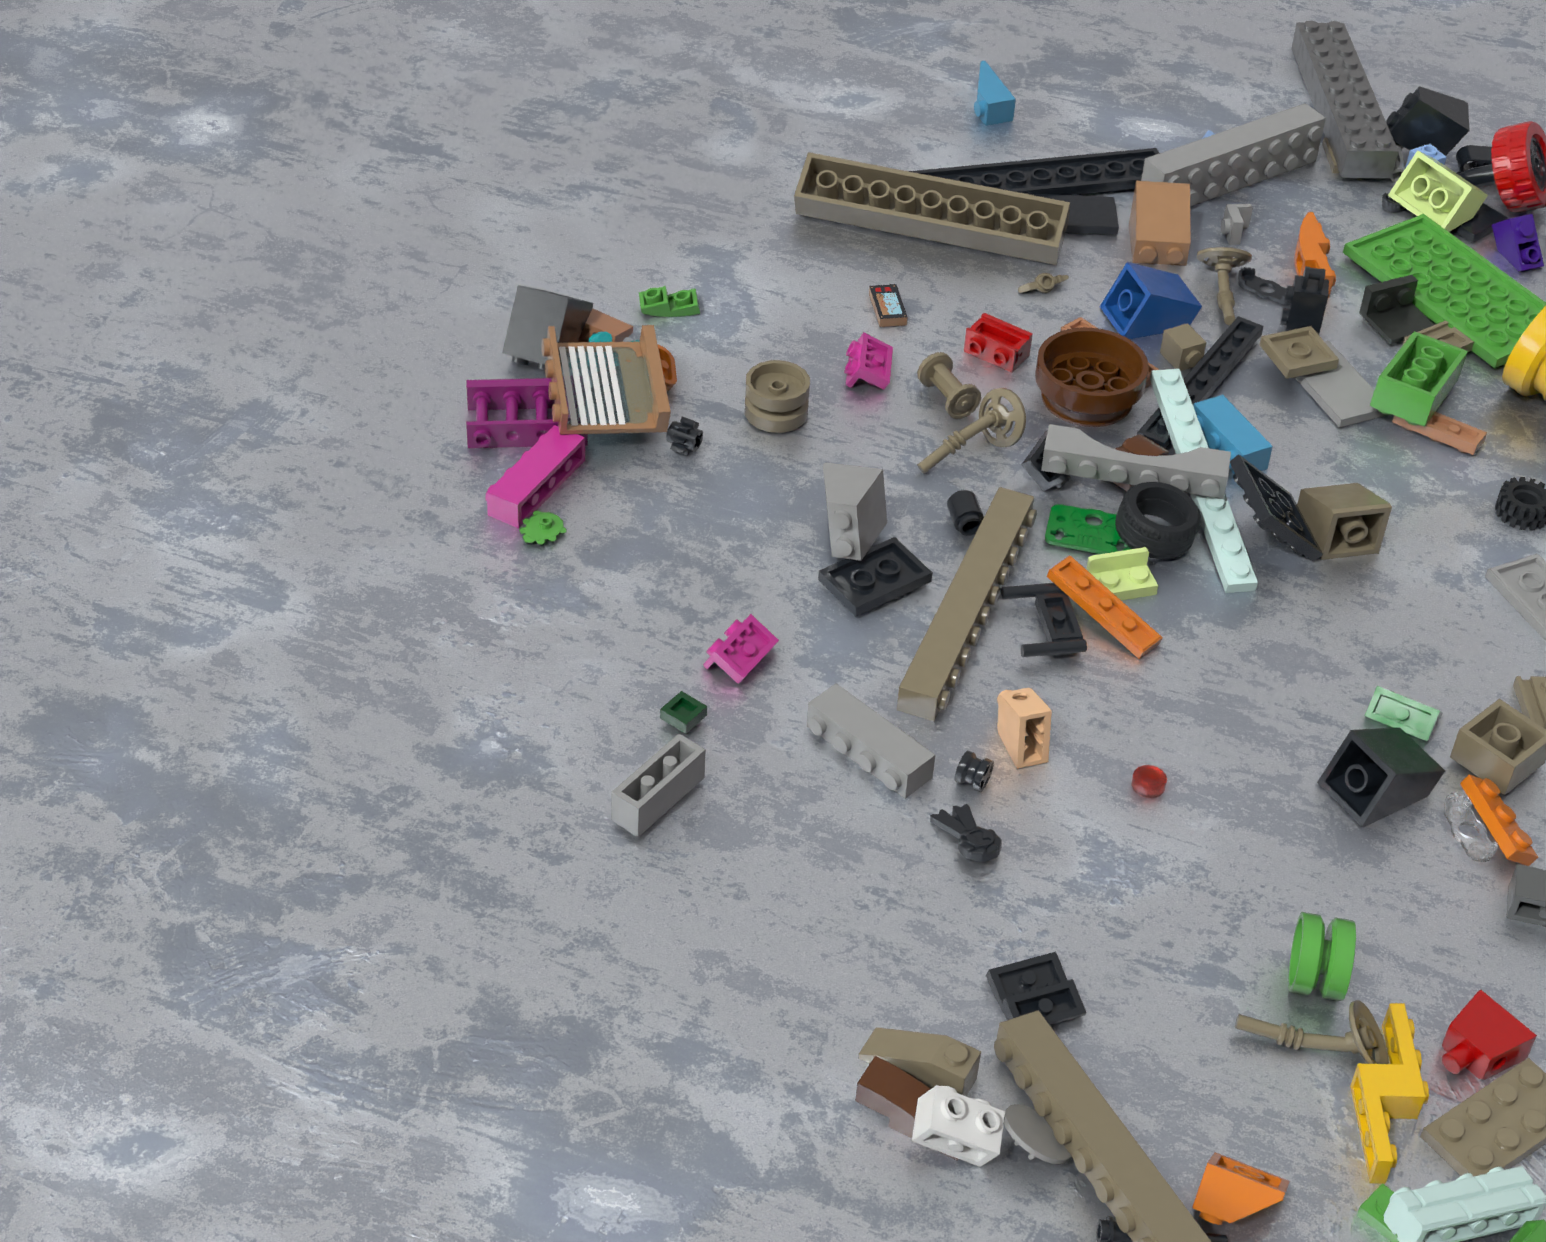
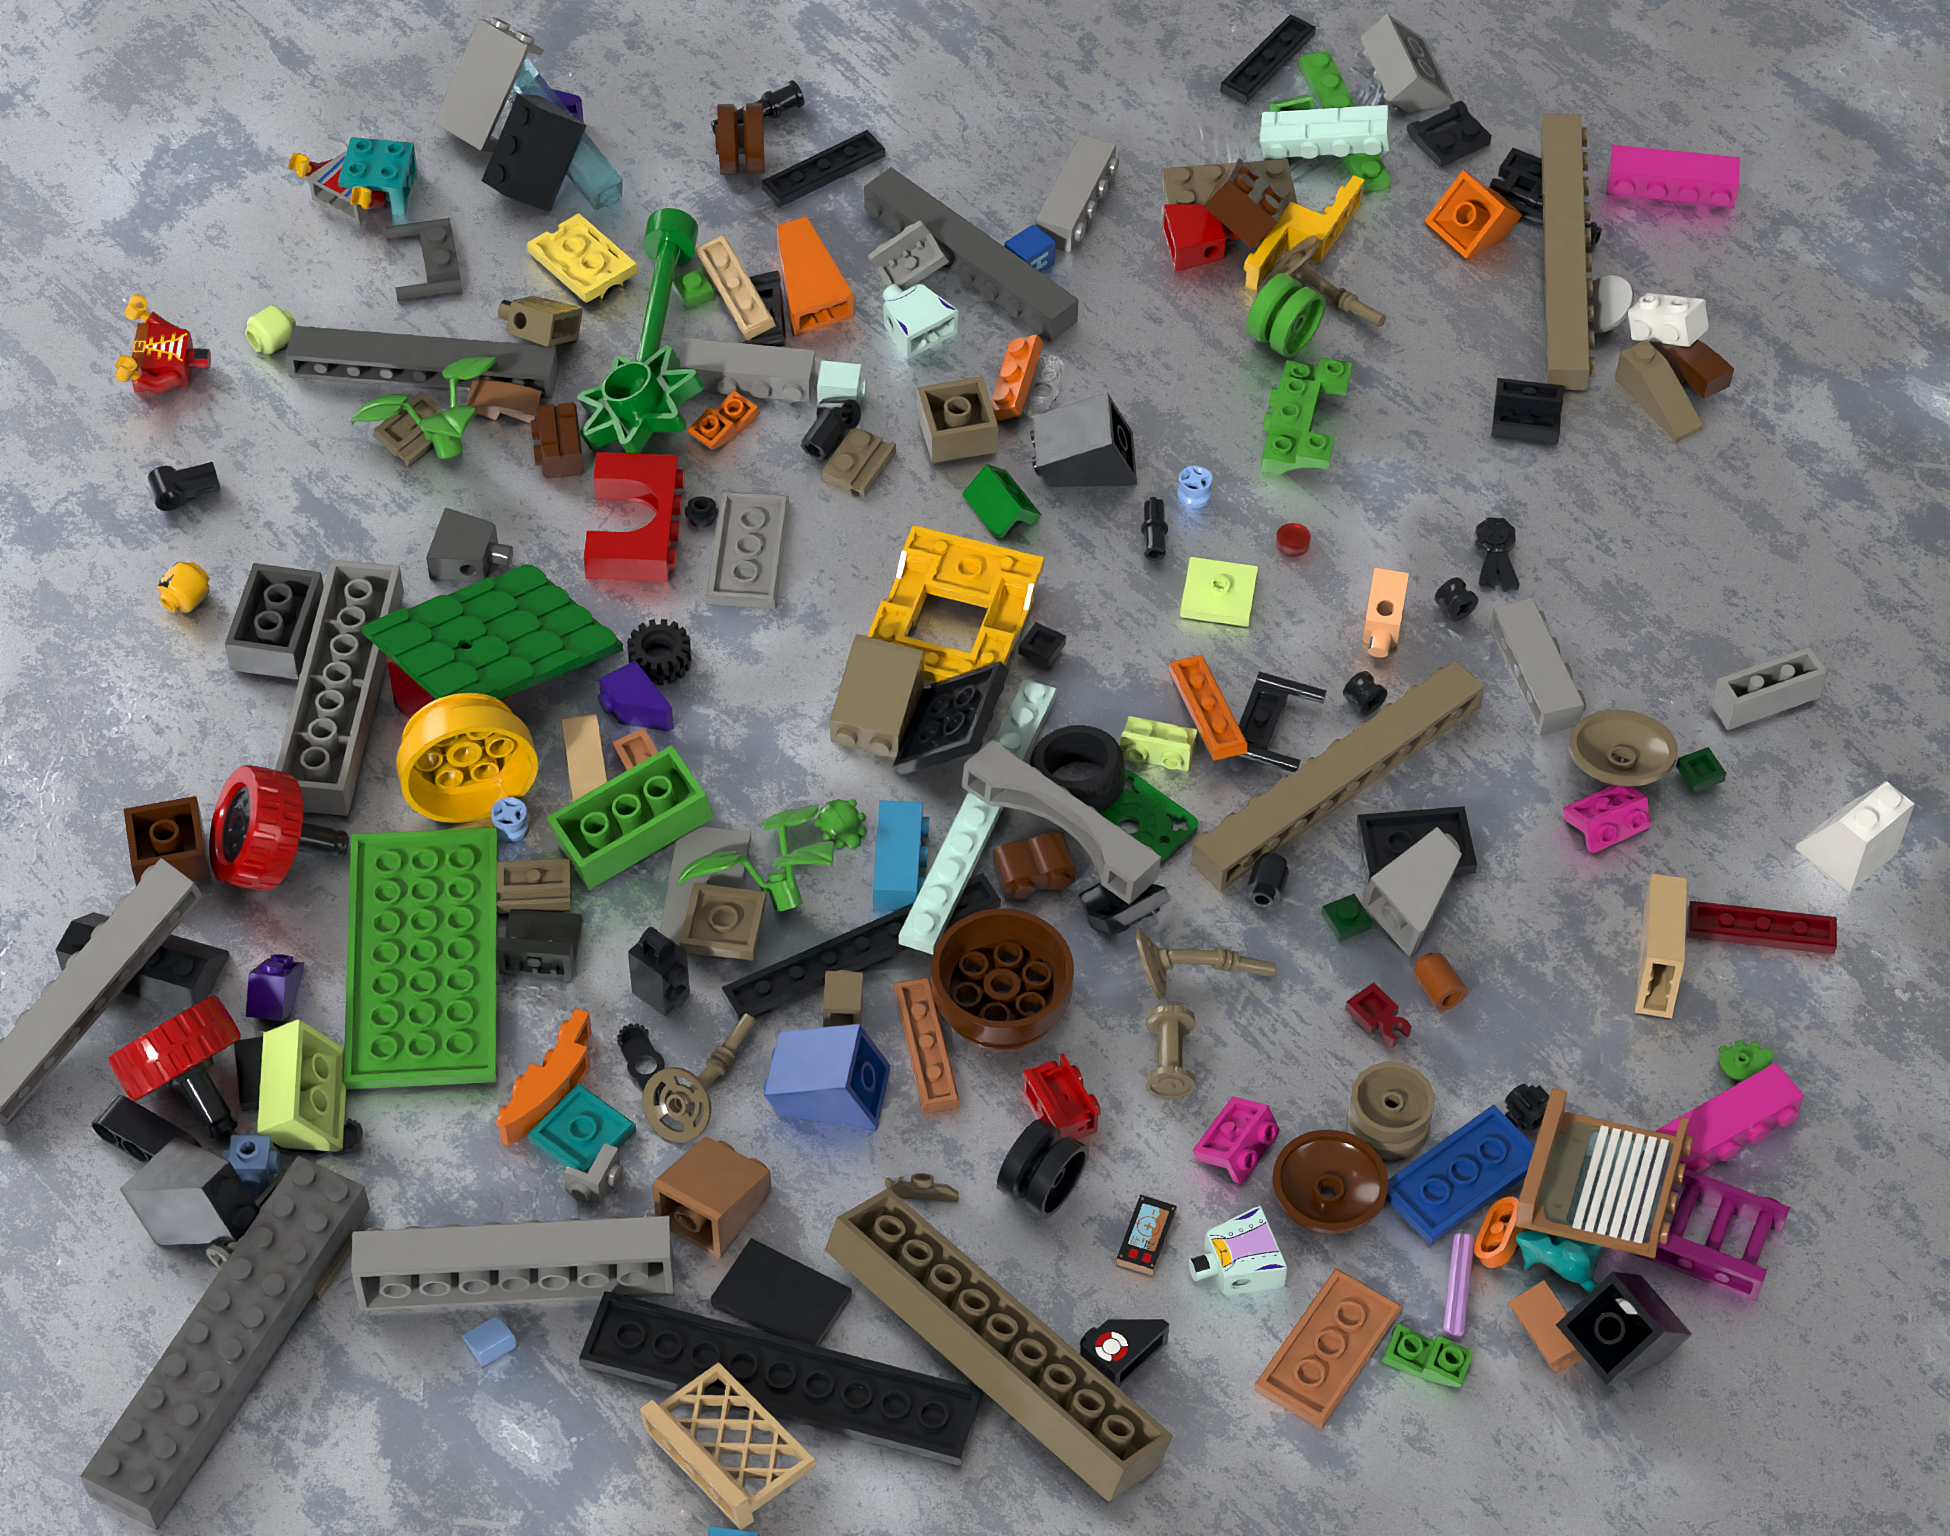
camera: 150 degrees left, 10 degrees up
(526, 683) = (1859, 836): none -> white slope
(573, 621) = (1762, 927): none -> dark red tile
(645, 562) = (1662, 945): none -> tan slope
(671, 340) = (1458, 1286): none -> lavender axle
(709, 389) = (1460, 1175): none -> blue plate
(733, 291) = (1328, 1348): none -> nougat tile
(756, 670) = (1623, 748): none -> dark tan dish
(791, 341) = (1331, 1164): none -> reddish brown dish
(796, 491) = (1439, 981): none -> dark orange brick
(814, 457) = (1376, 1011): none -> dark red plate
(818, 305) = (1241, 1255): none -> light aqua torso
(858, 243) = (1123, 1346): none -> black slope
(897, 518) = (1346, 917): none -> dark green plate
(974, 288) = (1042, 1168): none -> black wheel
(993, 666) = (1365, 693): none -> black wheel
(1040, 112) = (705, 1469): none -> tan fence
(1172, 712) = (1219, 591): none -> yellowish green plate
(1237, 884) = (1294, 406): none -> bright green bracket
(1265, 738) = (1154, 529): none -> black axle
(1265, 785) = (1201, 482): none -> light blue wheel
(1267, 611) = (1042, 644): none -> black plate
(1269, 247) = (579, 1128): none -> teal tile
(1276, 353) = (781, 882): none -> bright green plant
(1290, 451) = (841, 822): none -> bright green piece
(1359, 628) = (966, 573): none -> yellow piece
(1460, 1055) = (1246, 202): none -> reddish brown brick
(1492, 375) = (515, 812): none -> light blue wheel
(1499, 462) = (634, 699): none -> dark purple slope
(1503, 425) = (583, 754): none -> tan beam

